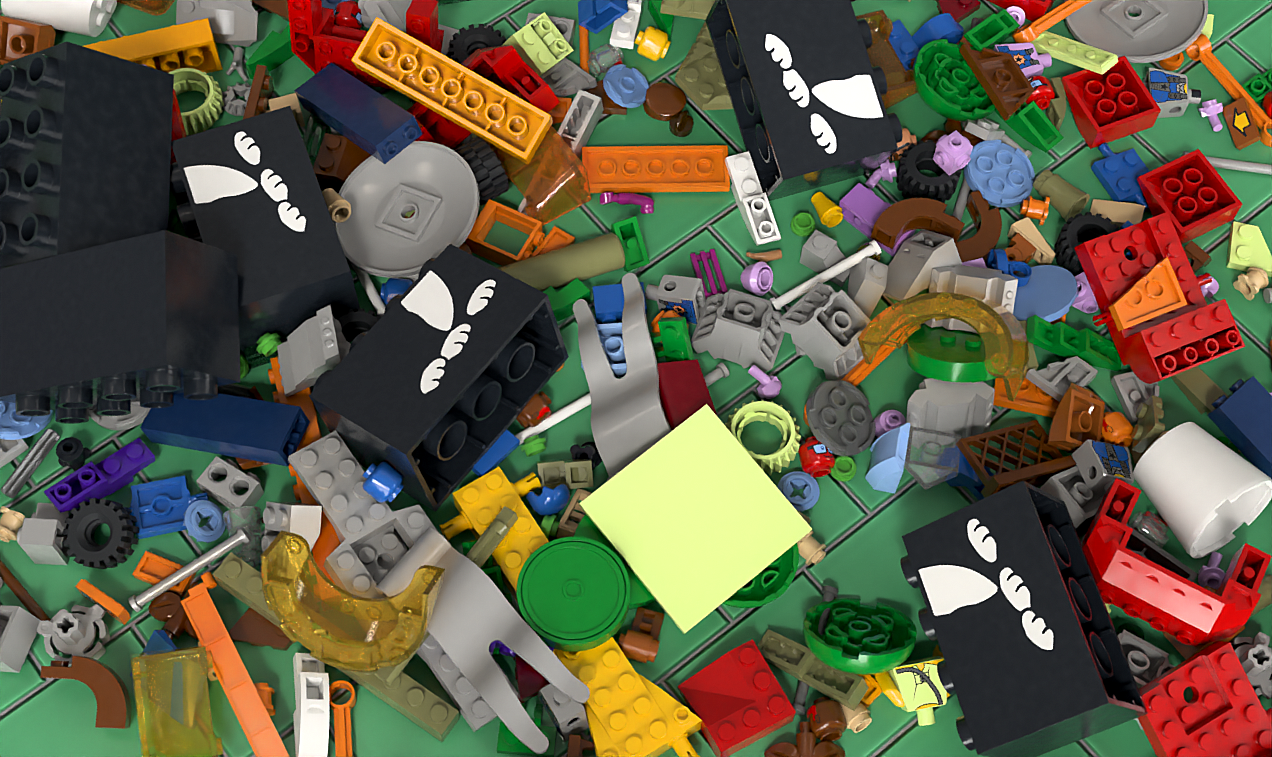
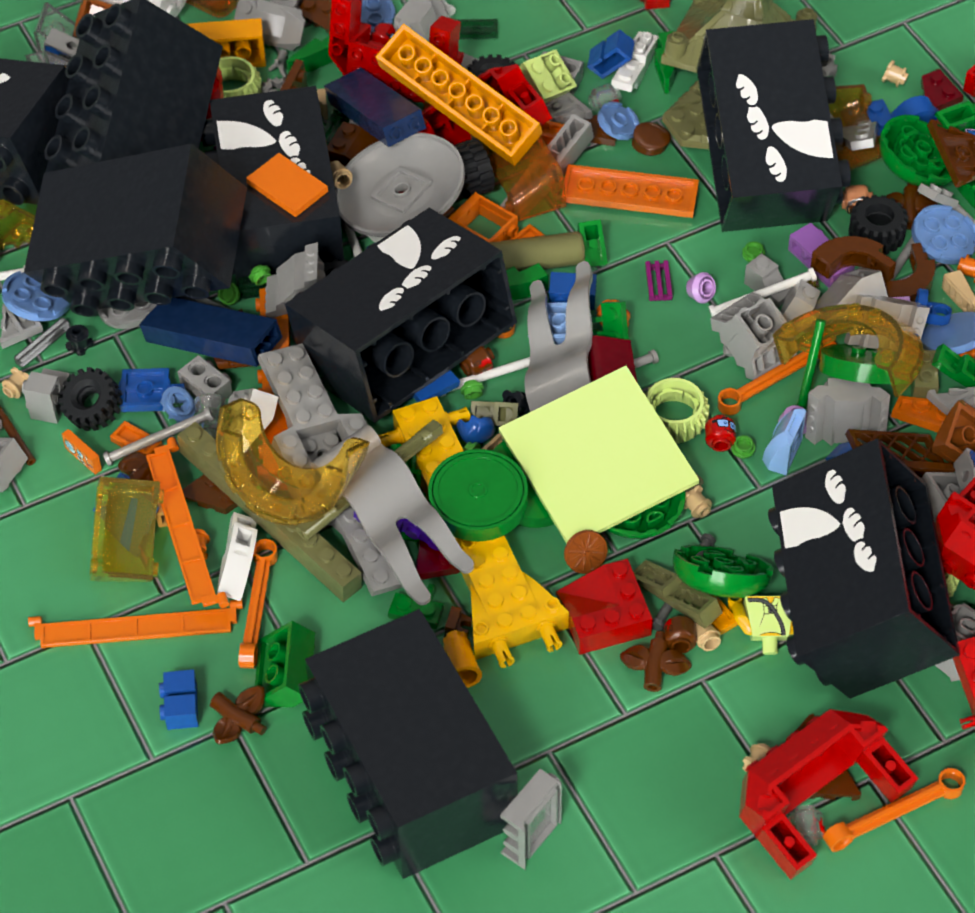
camera: 15 degrees right, 10 degrees down
(75, 633) = (53, 469): light grey piece -> none
(100, 479) = (107, 357): dark purple slope -> none
(107, 686) = (75, 523): reddish brown arch -> none
(282, 240) = (287, 184): none -> orange tile
(382, 482) = (333, 385): blue head -> none
(562, 710) = (447, 582): light grey torso -> none
(584, 48) = (588, 87): orange bar -> none
(629, 198) = (600, 211): magenta arm -> none
(639, 646) = (529, 554): dark orange brick -> none
(648, 622) = (540, 540): reddish brown tile -> none
(652, 43) = (650, 90): yellow head -> none
(679, 294) = (628, 287): light grey torso -> none
(681, 124) = (662, 159): dark brown tile -> none
(703, 635) = (585, 551): none -> dark orange wheel
(739, 330) = (675, 326): light grey slope -> none
(751, 199) = (710, 224): white slope -> none
(766, 256) = (715, 273): medium nougat bar -> none
(769, 385) = (690, 372): lavender plate -> none
(799, 481) = (701, 452): medium blue gear -> none
(828, 212) = (779, 245): yellow cone -> none
(840, 417) = (748, 404): dark grey tile -> none
(886, 172) = (840, 219): lavender plate -> none
(896, 72) = (860, 135): none -> light grey wing
(902, 361) = (811, 362): none -> green bar
(932, 456) = (820, 442): clear slope -> none
(952, 152) = (899, 205): lavender brick -> none
(1020, 250) = (948, 296): dark orange leg -> none

